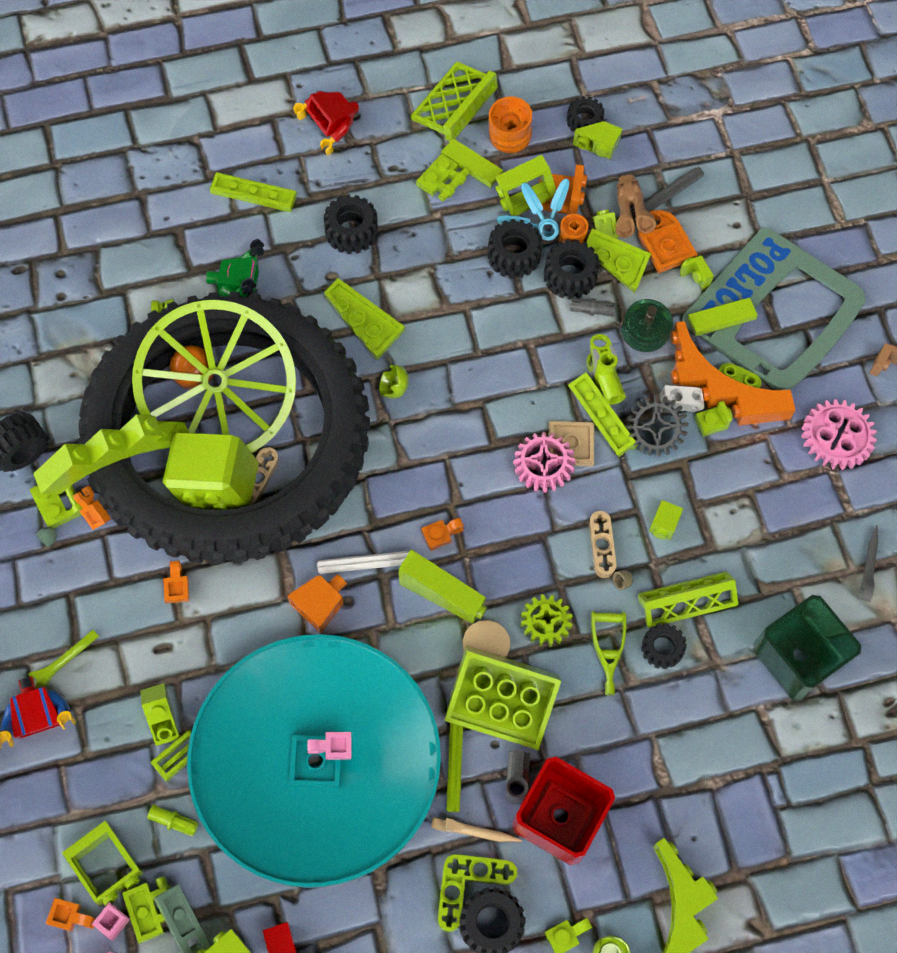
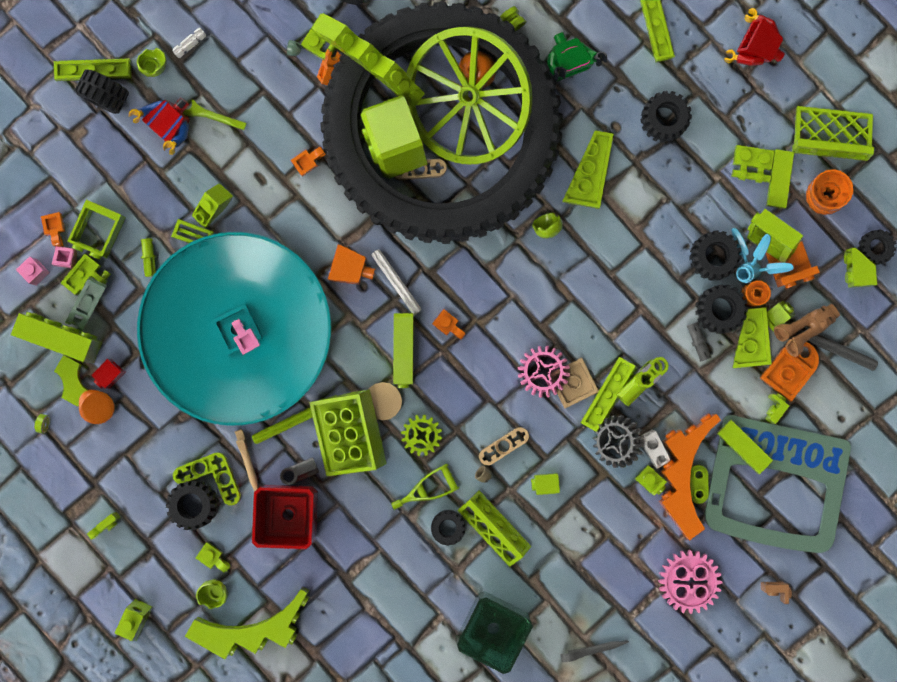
camera: 65 degrees right, 20 degrees up
(647, 325) = (703, 392): clear green wheel -> none

